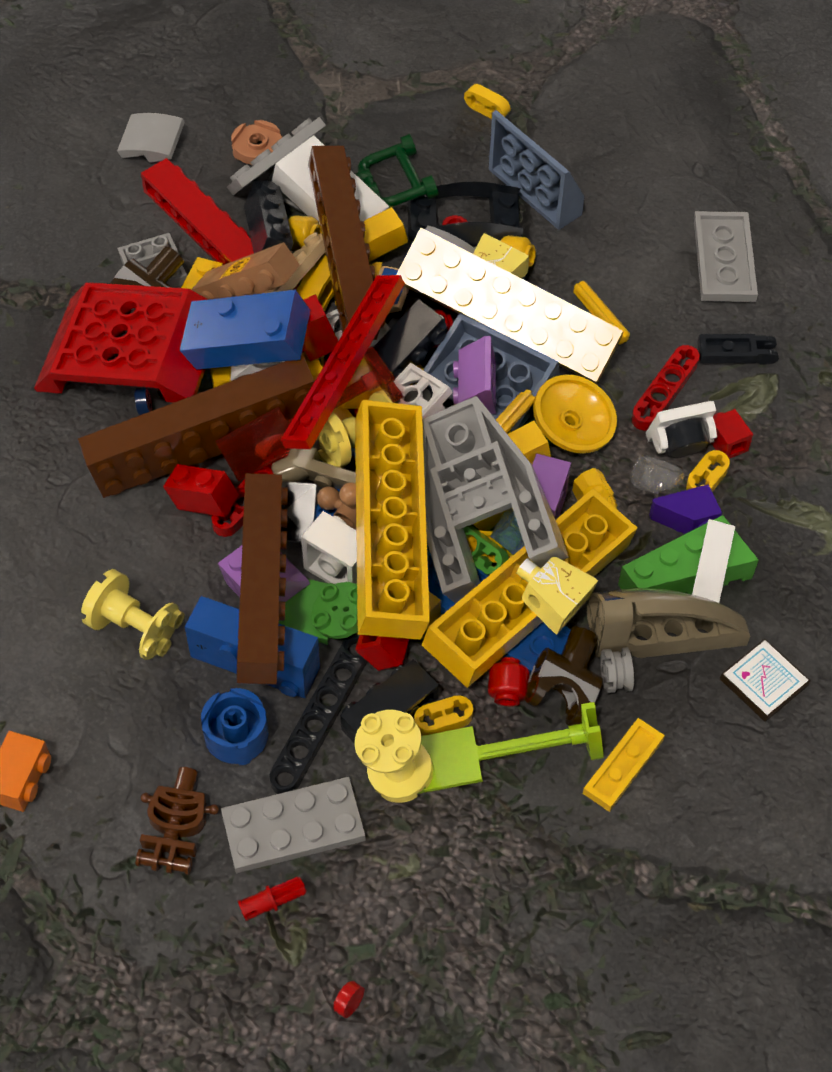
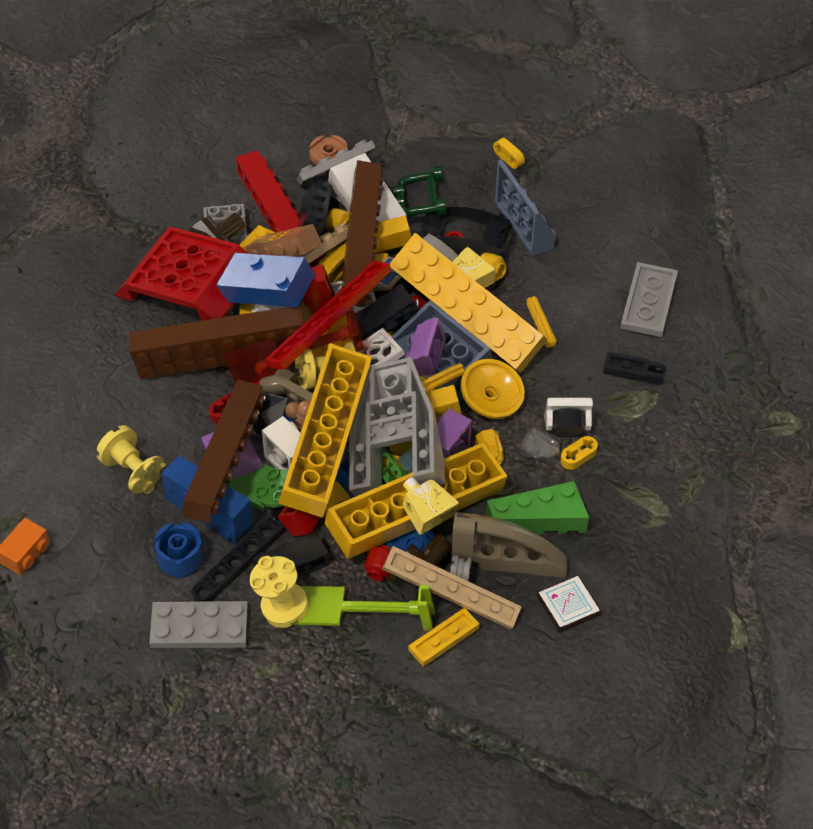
camera: 15 degrees right, 5 degrees down
(143, 400) = (187, 315): dark blue tile -> none
(151, 136) = (253, 132): light grey slope -> none
(185, 808) = (127, 603): reddish brown torso -> none
(201, 490) = (206, 386): red brick -> none
(271, 898) = (168, 668): red axle -> none
(348, 999) = (198, 744): red tile -> none
(443, 715) = (328, 575): yellow beam -> none
(617, 696) = (452, 587): none -> tan plate
(662, 385) = (568, 383): red beam -> none
(685, 509) = (551, 471): dark purple slope -> none
(713, 560) = (554, 510): white sticker -> none
(732, 434) = (604, 427): red brick -> none

